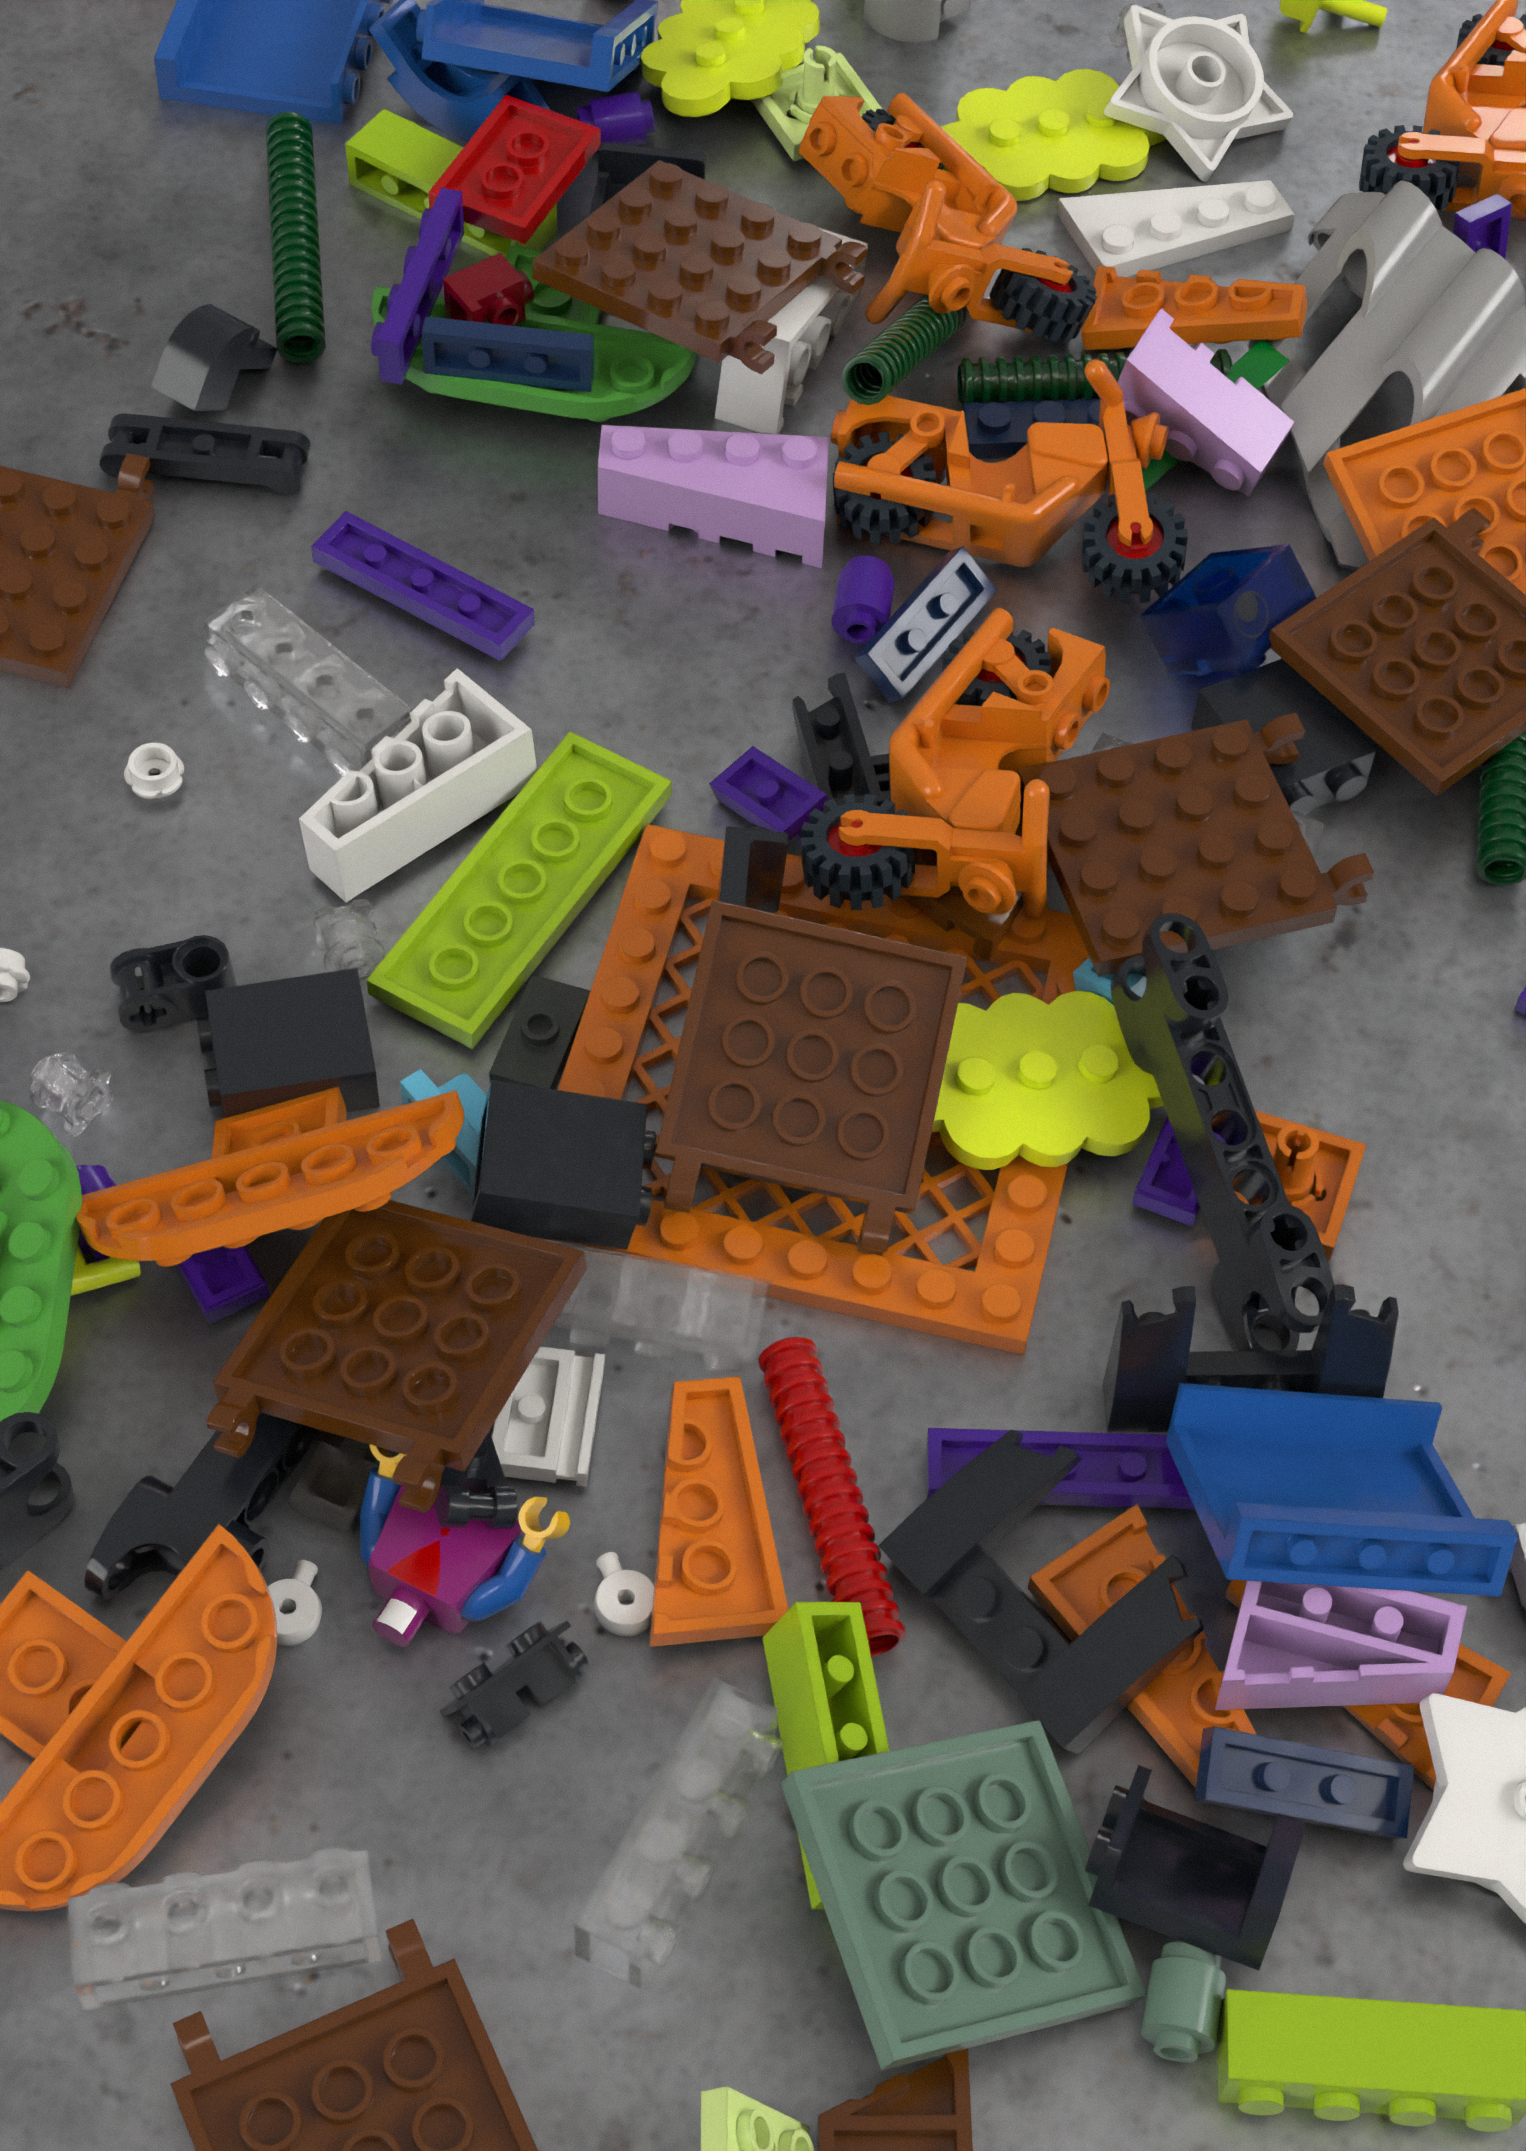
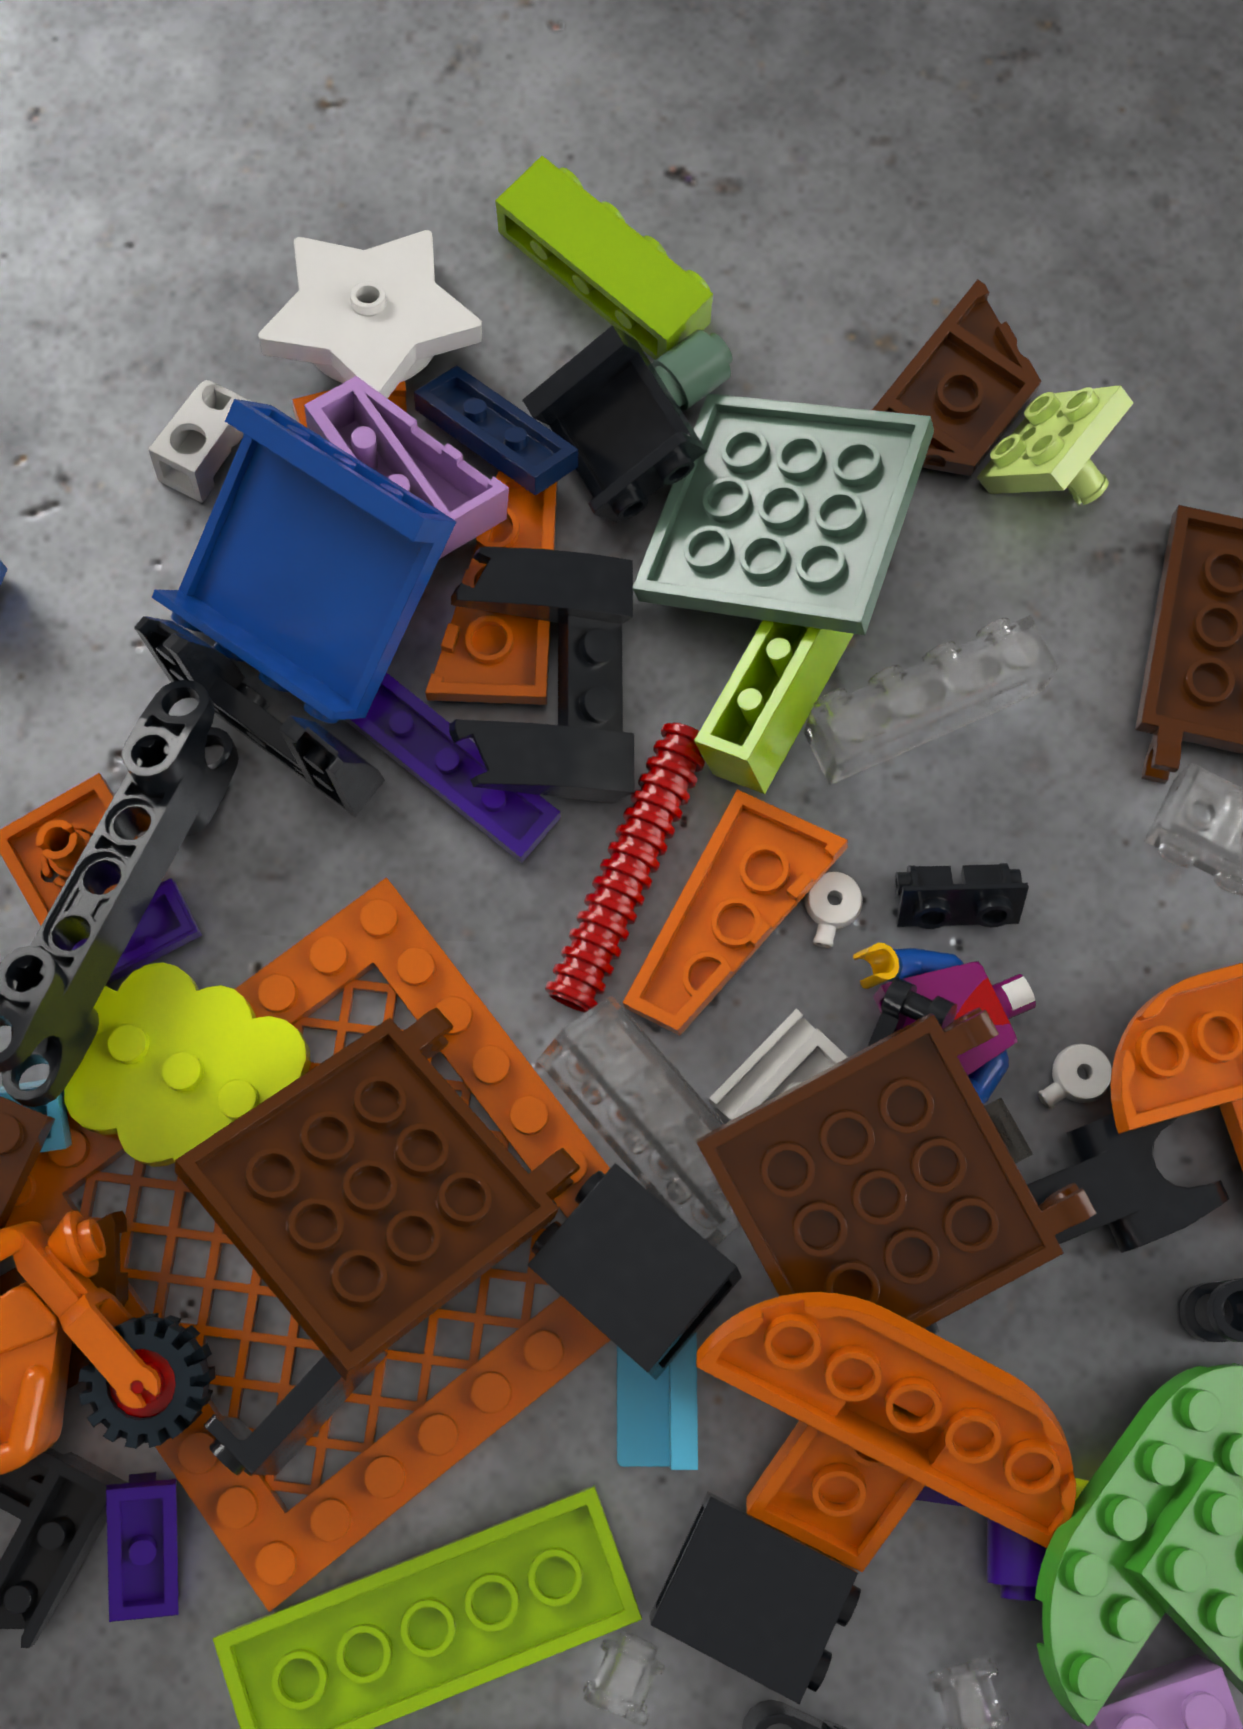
camera: 140 degrees left, 20 degrees up
(540, 1034) = (530, 1452): pearl dark grey plate -> none

